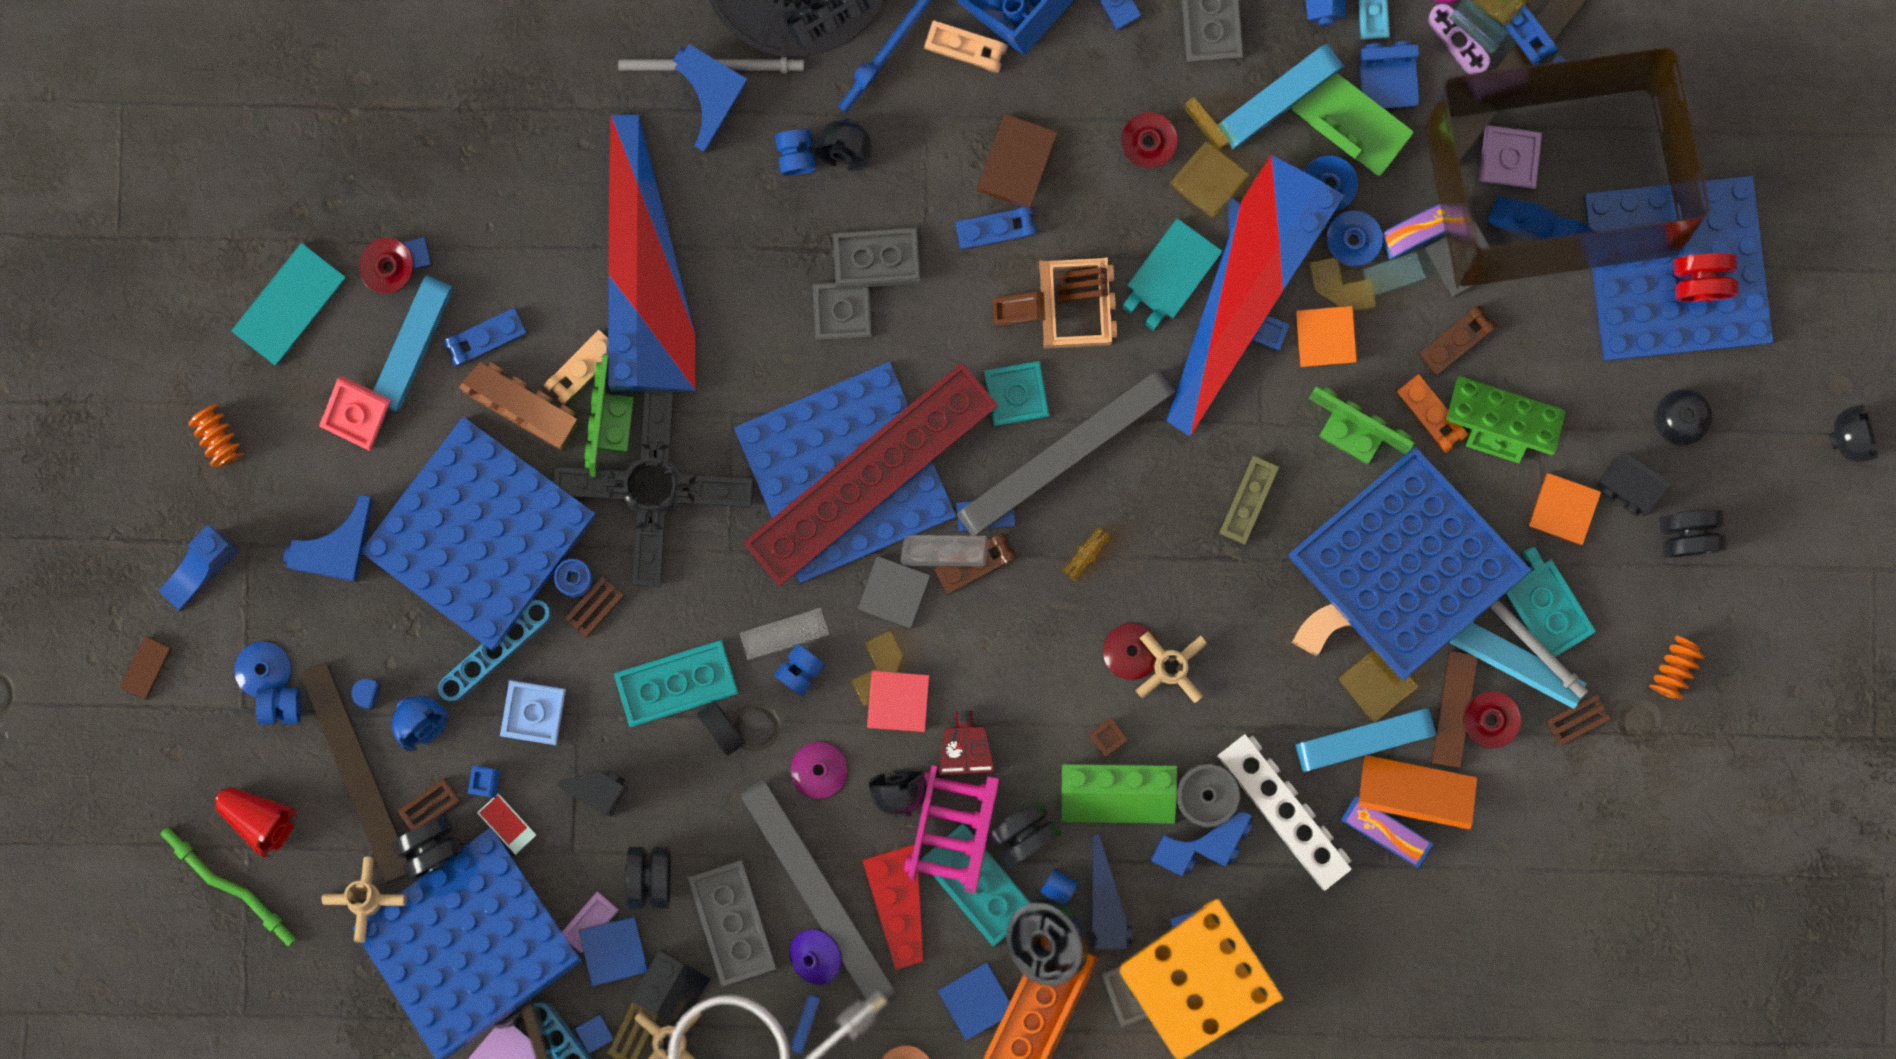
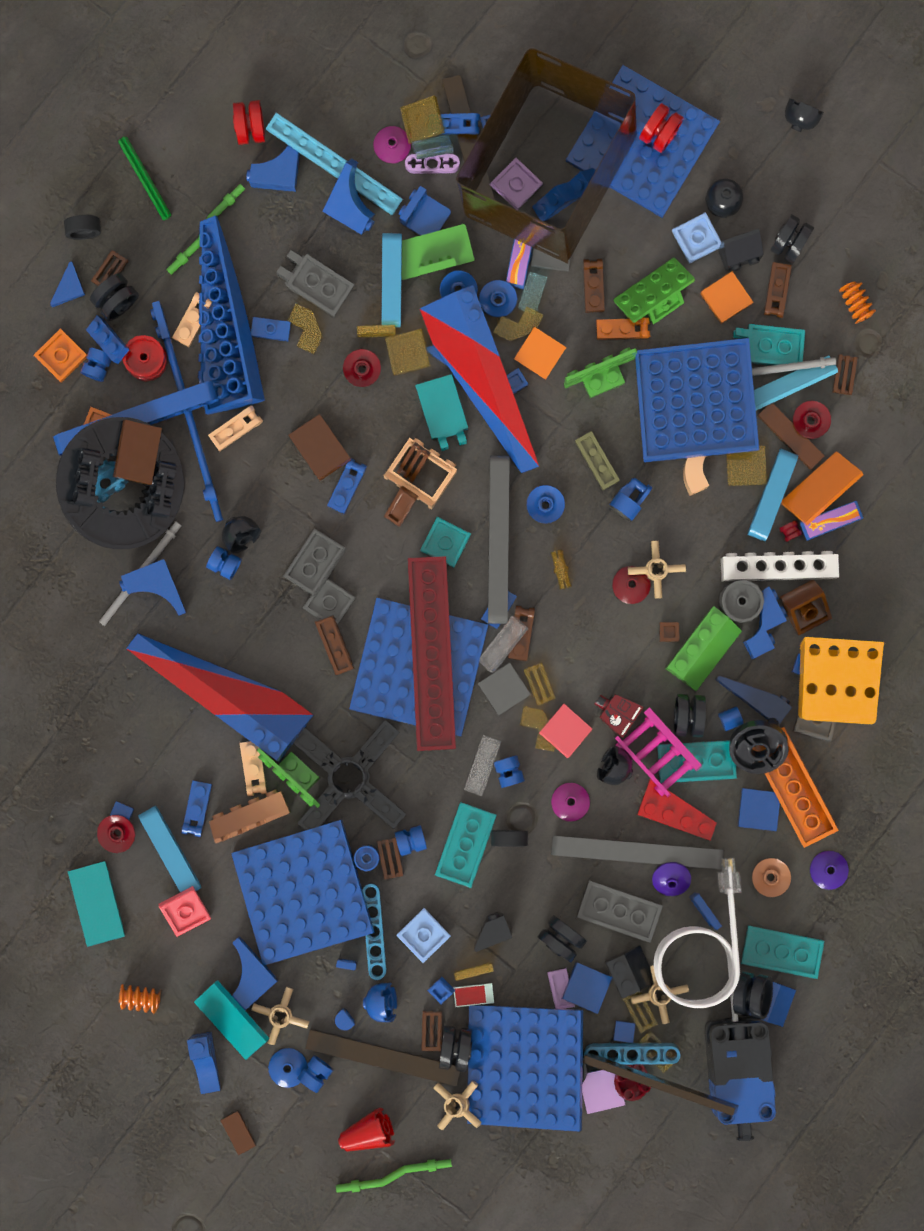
camera: 60 degrees left, 0 degrees up
(269, 561) = (231, 1020): none -> teal tile
(306, 610) = (283, 1007): none -> tan bar
(432, 647) = (346, 964): none -> blue tile
(534, 803) = (473, 971): none -> clear yellow tile
(632, 614) = (410, 840): none -> blue wheel
(796, 354) = (334, 645): none -> reddish brown tile
(944, 609) = (545, 699): none -> clear yellow tile
(1144, 52) = (311, 335): none -> clear yellow tile
(1153, 463) = (552, 497): none -> blue dish
(1219, 568) = (624, 505): none -> blue piece
(1260, 879) = (806, 607): none -> reddish brown slope
(1338, 793) = (791, 531): none -> dark red wheel
(1609, 420) = (697, 238): none -> light blue plate
(1620, 562) = (777, 289): none -> reddish brown plate

